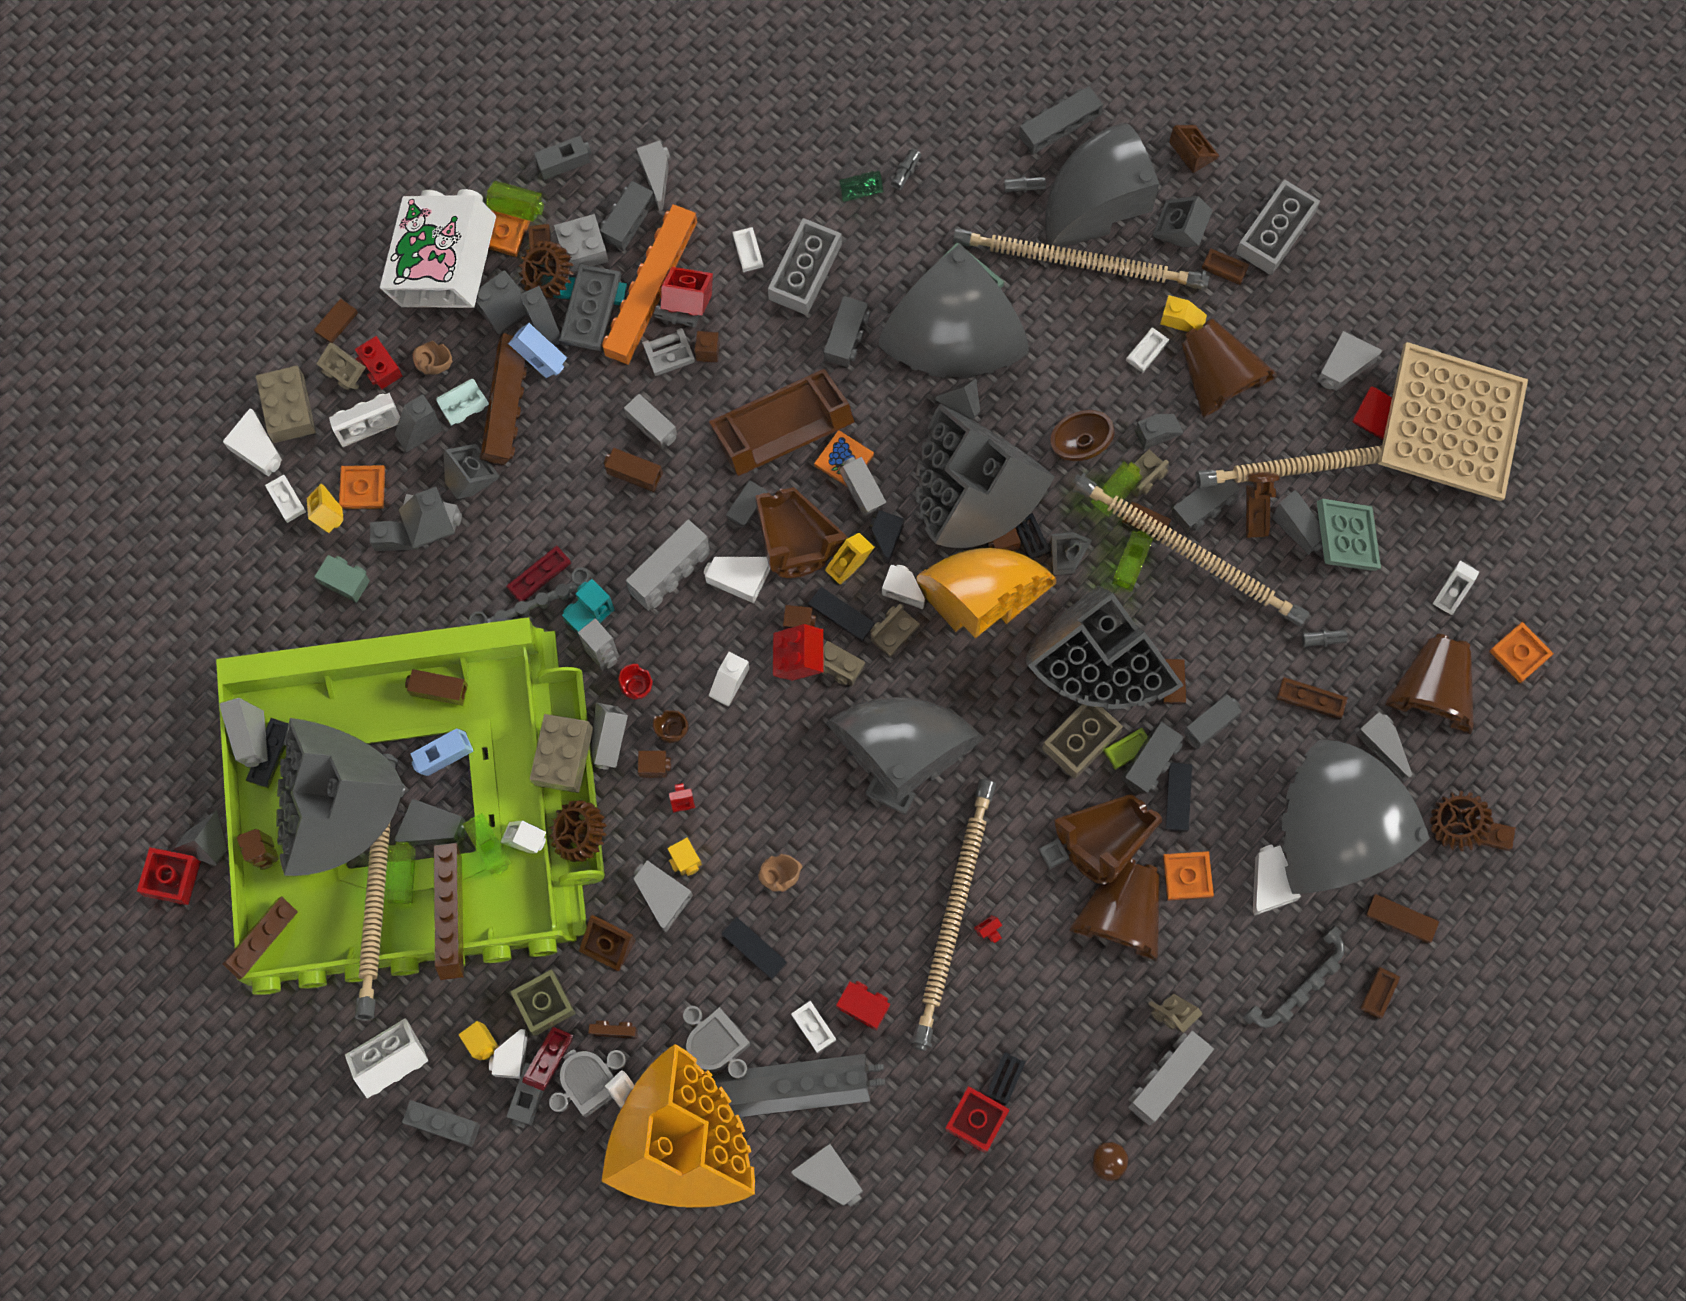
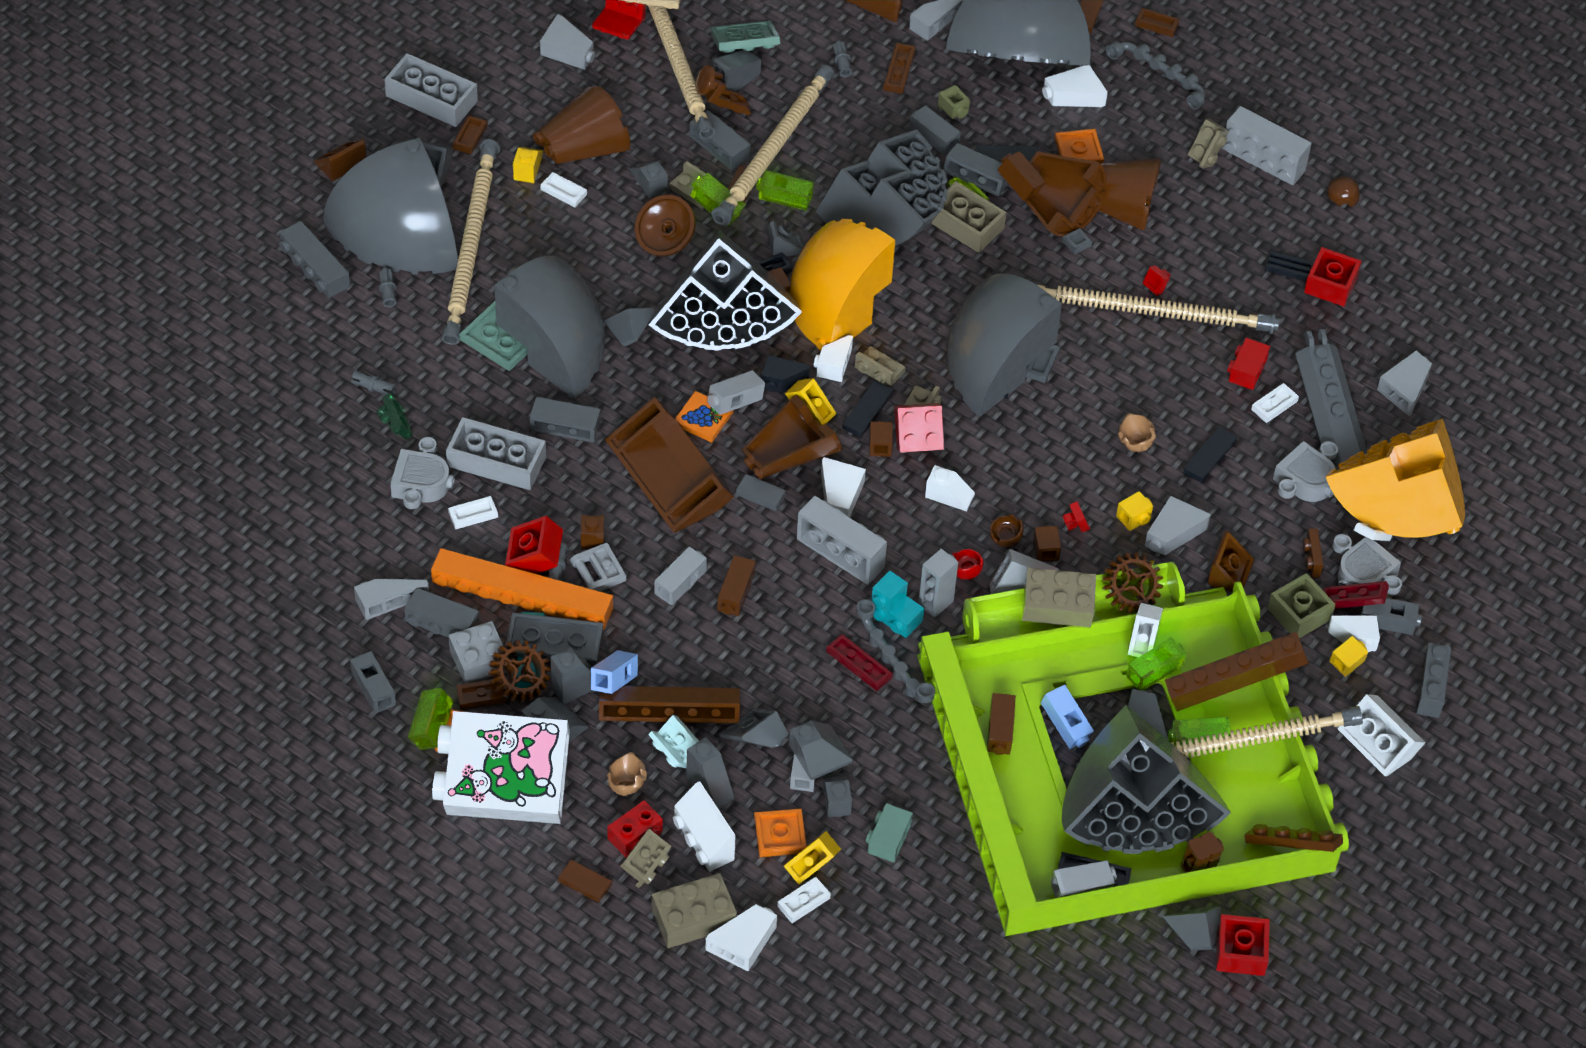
camera: 100 degrees left, 20 degrees down
(788, 202) = (421, 475): none -> light grey piece
(1128, 796) = (1021, 175): none -> reddish brown brick
(1257, 741) = (956, 105): none -> olive brick

